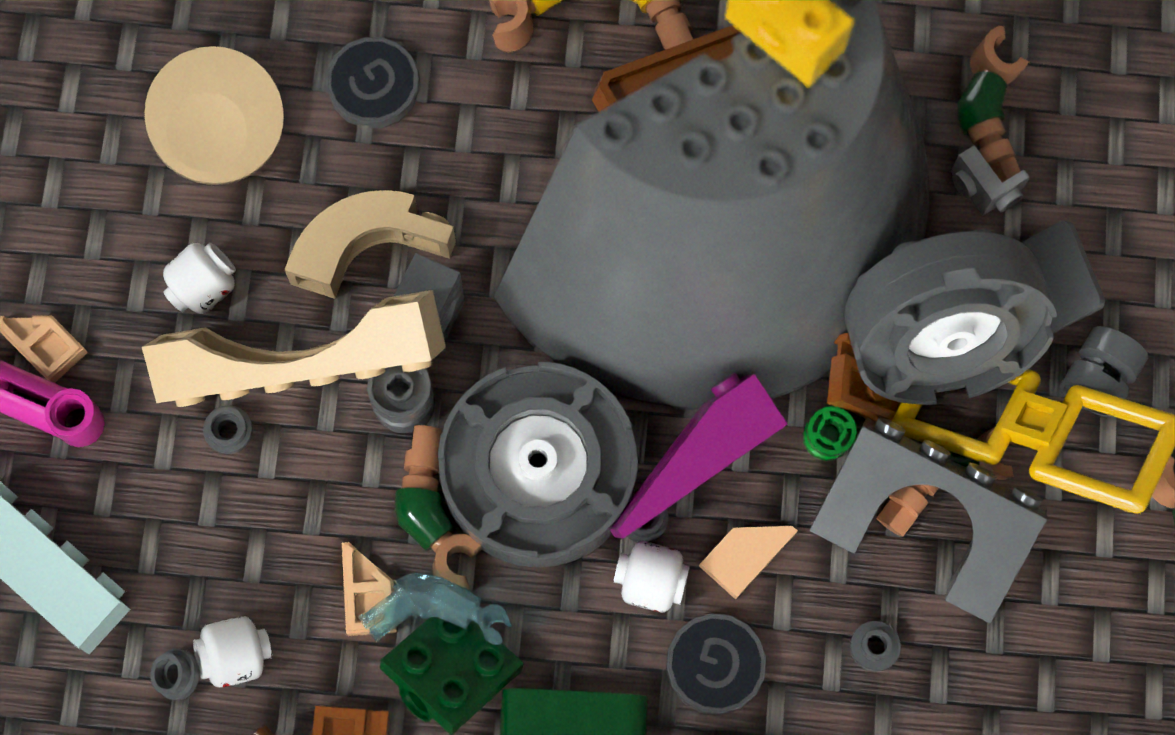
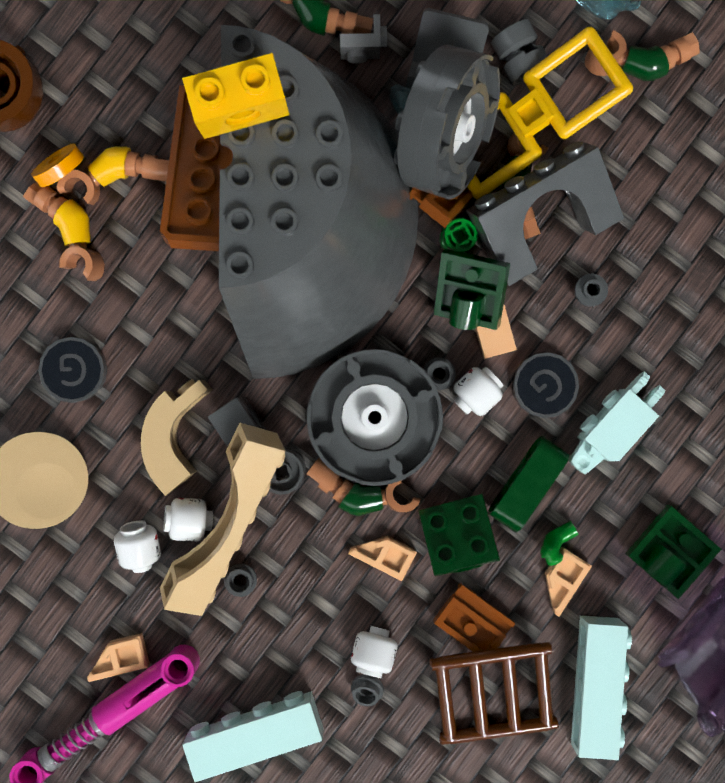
camera: 55 degrees left, 15 degrees up
(268, 317) = (187, 519): none -> white head
(432, 597) = (413, 526): clear light blue arm -> none
(715, 437) = (428, 307): magenta wedge -> none
(774, 487) = (471, 290): none -> dark green plate

